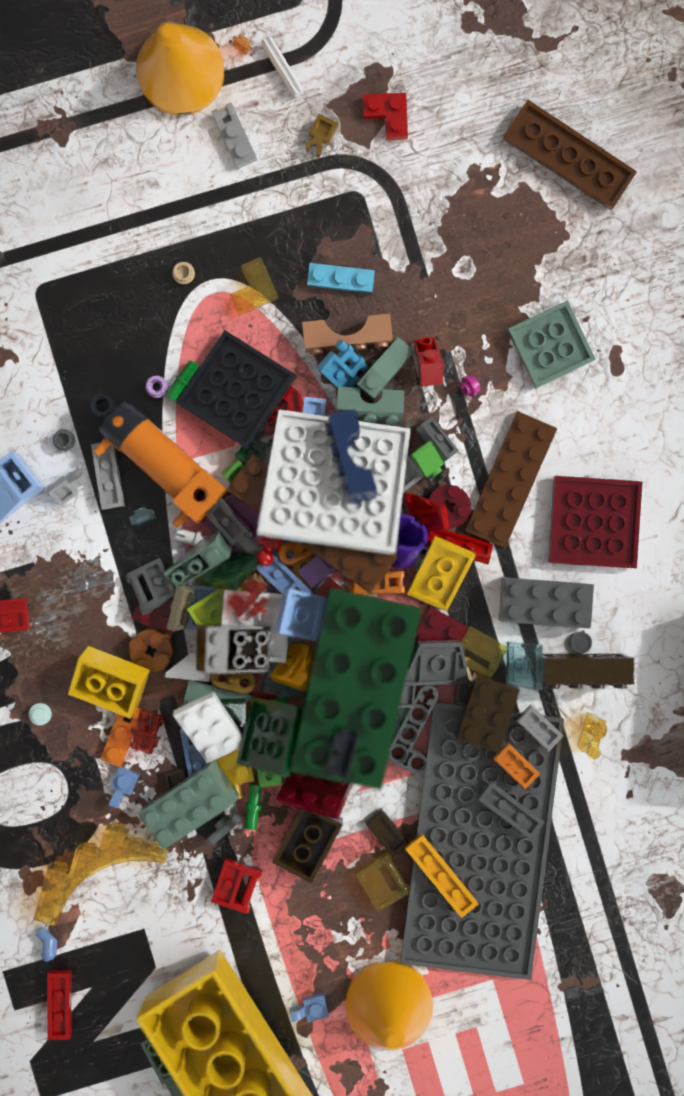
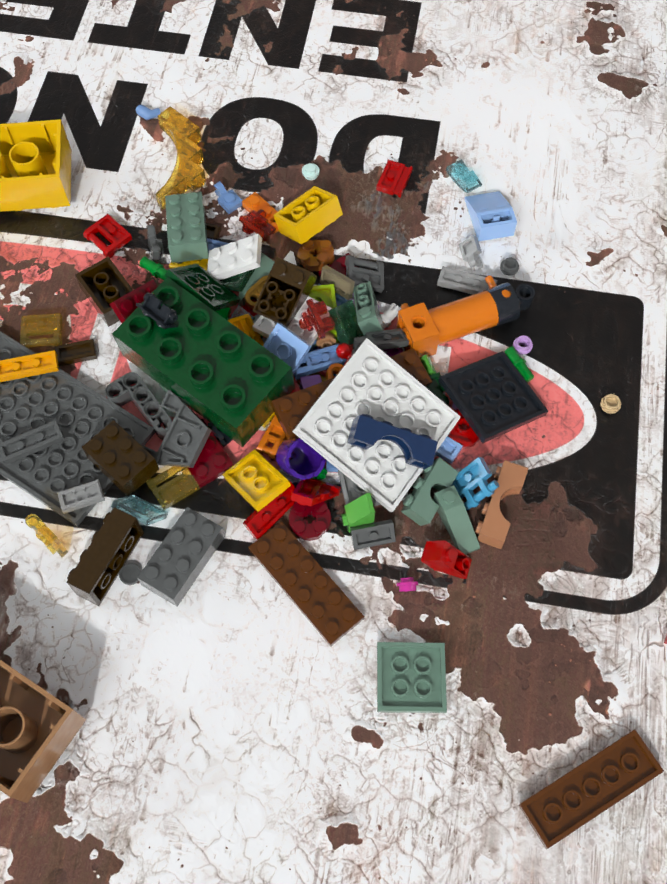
camera: 120 degrees right, 25 degrees down
(59, 1005) = (102, 102): red plate -> none
(141, 516) = (423, 290): clear light blue plate -> none
(259, 290) = (571, 455): clear yellow plate -> none
(340, 278) = (554, 524): medium azure plate -> none
(516, 765) = (62, 463): orange plate -> none
(595, 522) = (227, 637): dark red plate -> none

